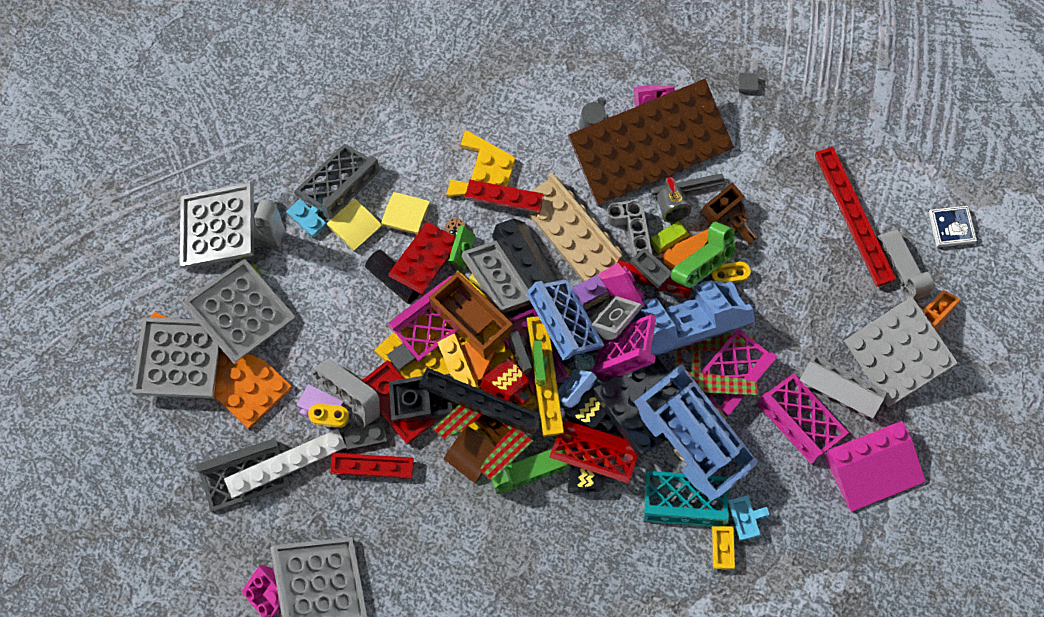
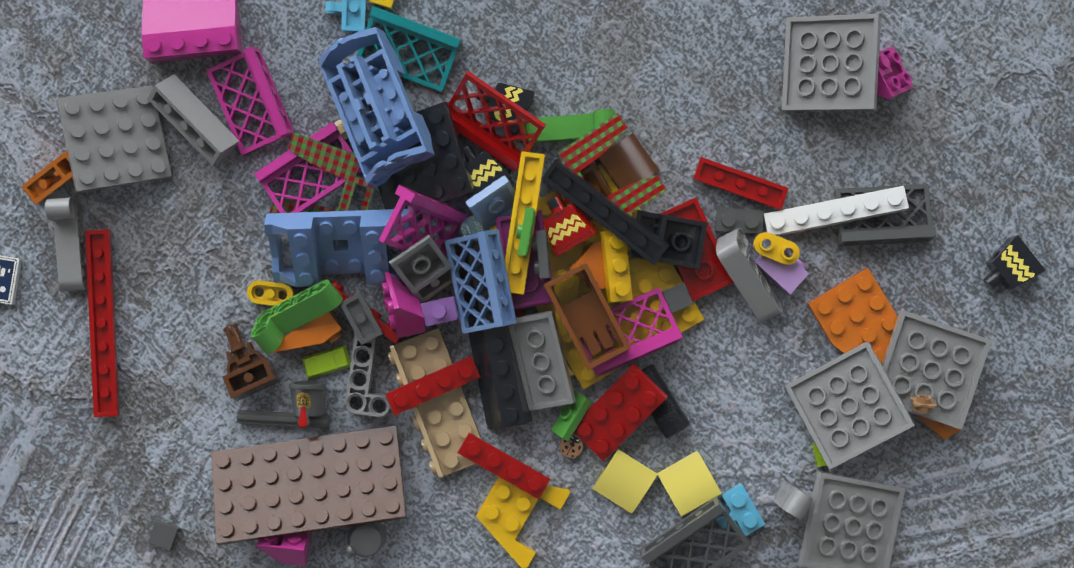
camera: 165 degrees left, 20 degrees up
(125, 462) = (1012, 265): none -> black torso
(179, 325) = (923, 404): none -> medium nougat plate
(578, 236) = (432, 385): none -> red plate

